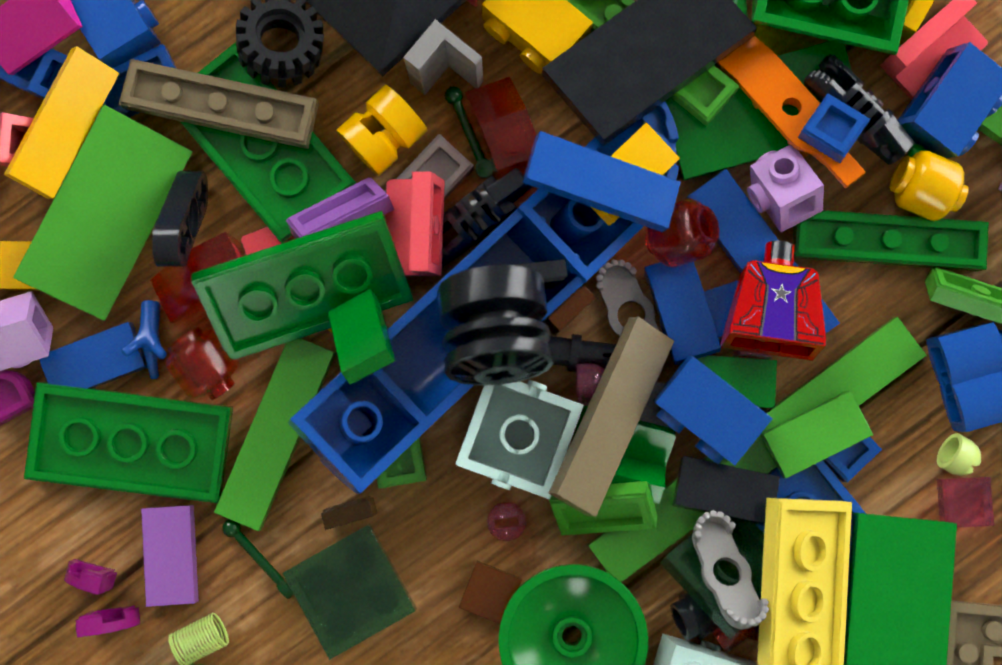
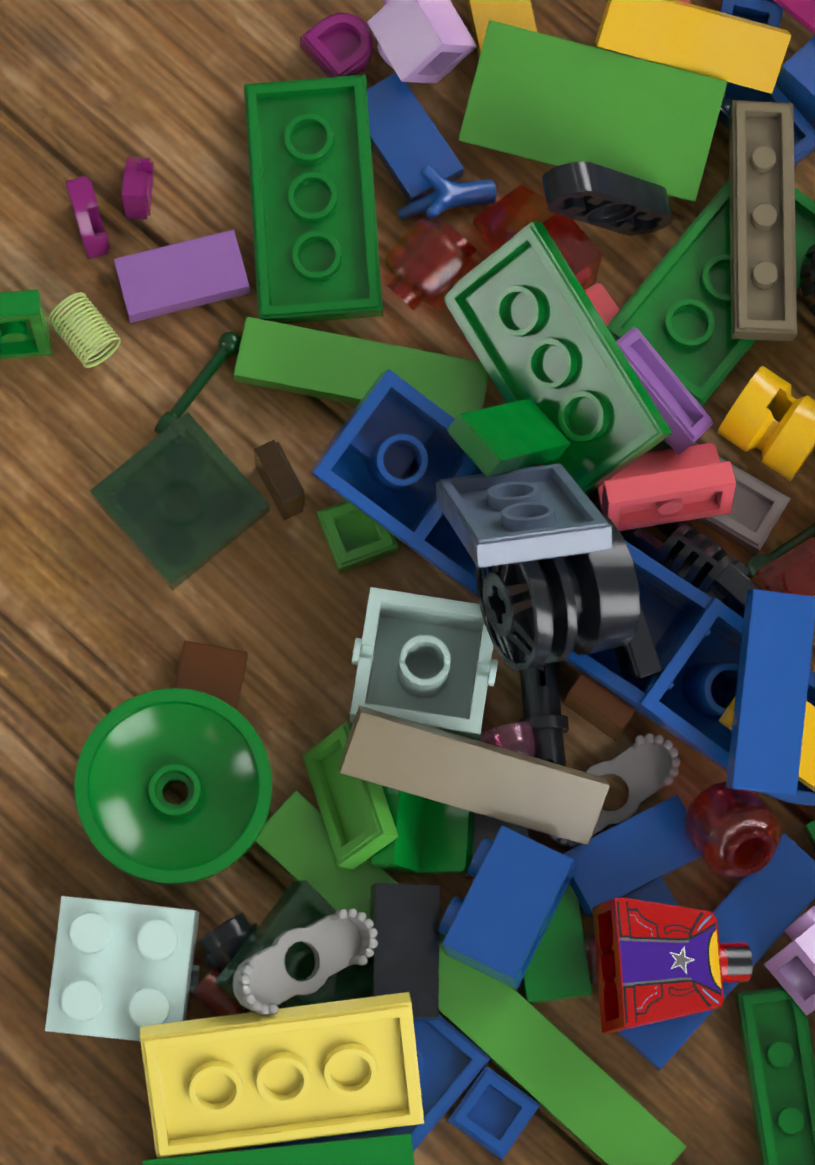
camera: 70 degrees right, 10 degrees down
(439, 341) = (522, 515): none -> sand blue tile
(502, 511) = (292, 684): clear pink hinge -> none
(816, 434) = (504, 1060): bright green tile -> none

